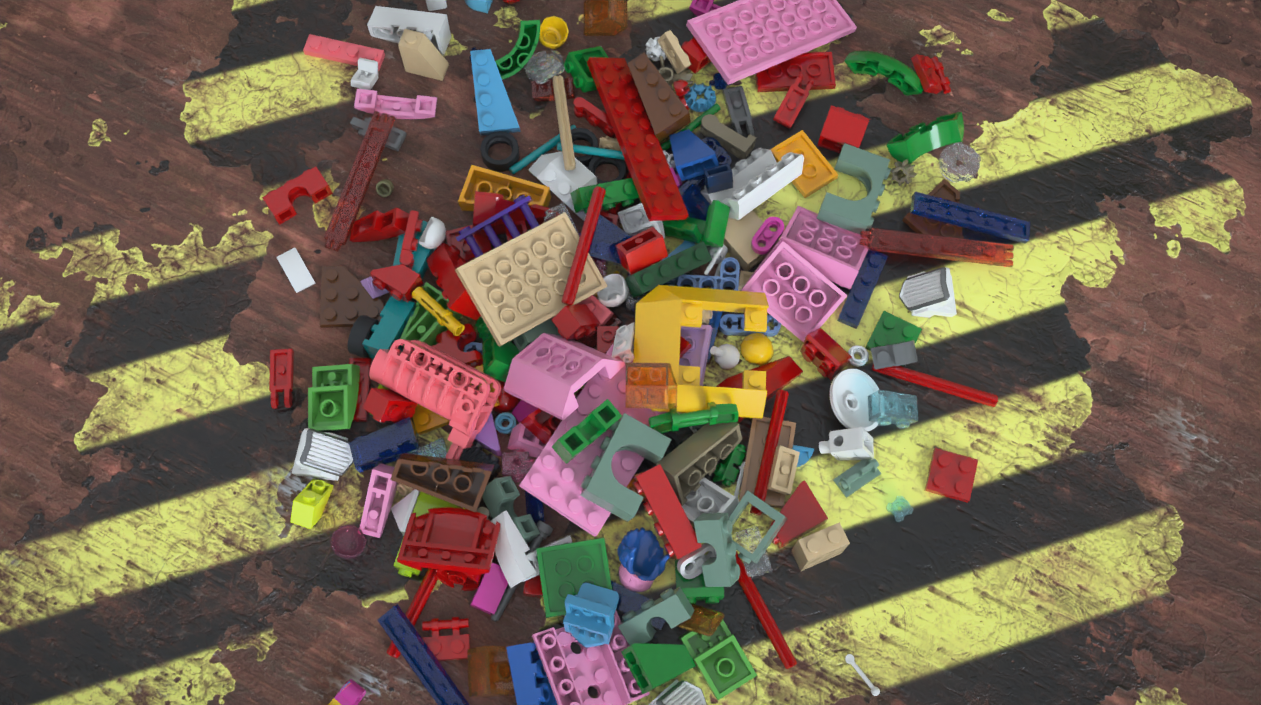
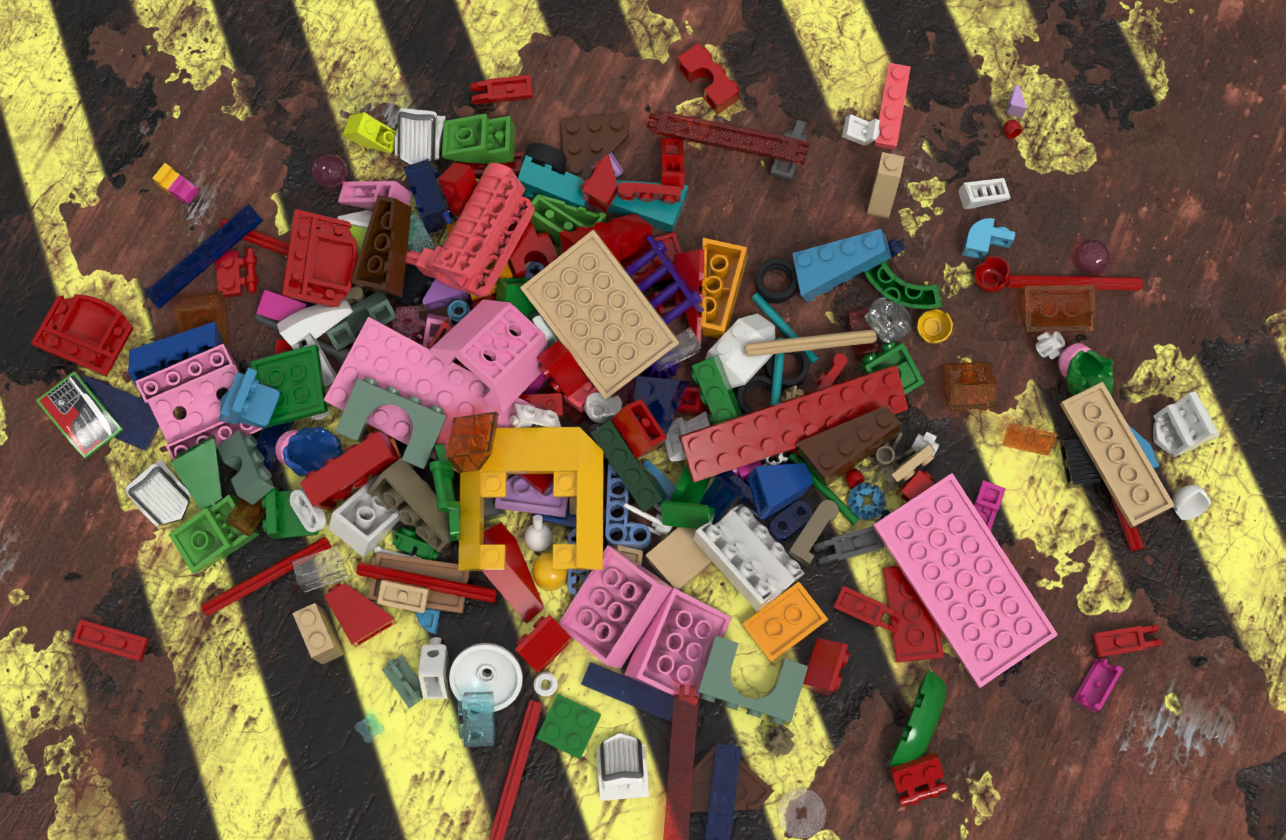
camera: 90 degrees right, 5 degrees up
(295, 270) = (621, 87): white slope -> none
(384, 189) = (723, 165): olive hinge -> none
(390, 24) = (924, 171): white wedge -> none
(399, 107) = (826, 164): bright pink slope -> none
(433, 234) = (657, 215): white hair -> none
(443, 316) = (570, 223): yellow pin -> none
(583, 246) = (643, 366): red axle -> none
(587, 431) = (422, 376): green arch -> none
(681, 87) = (869, 473): red hinge -> none
(716, 531) = (295, 529): sand green arch -> none
(718, 178) = (747, 517): dark blue piece -> none
(766, 236) = (678, 574): dark pink plate -> none
(779, 520) = (352, 574): sand green window -> none
(850, 660) = (210, 672): white hinge -> none
(894, 354) = (539, 722): dark grey brick -> none
(924, 138) = (829, 769): green brick -> none
(951, 475) = (408, 787): red plate -> none

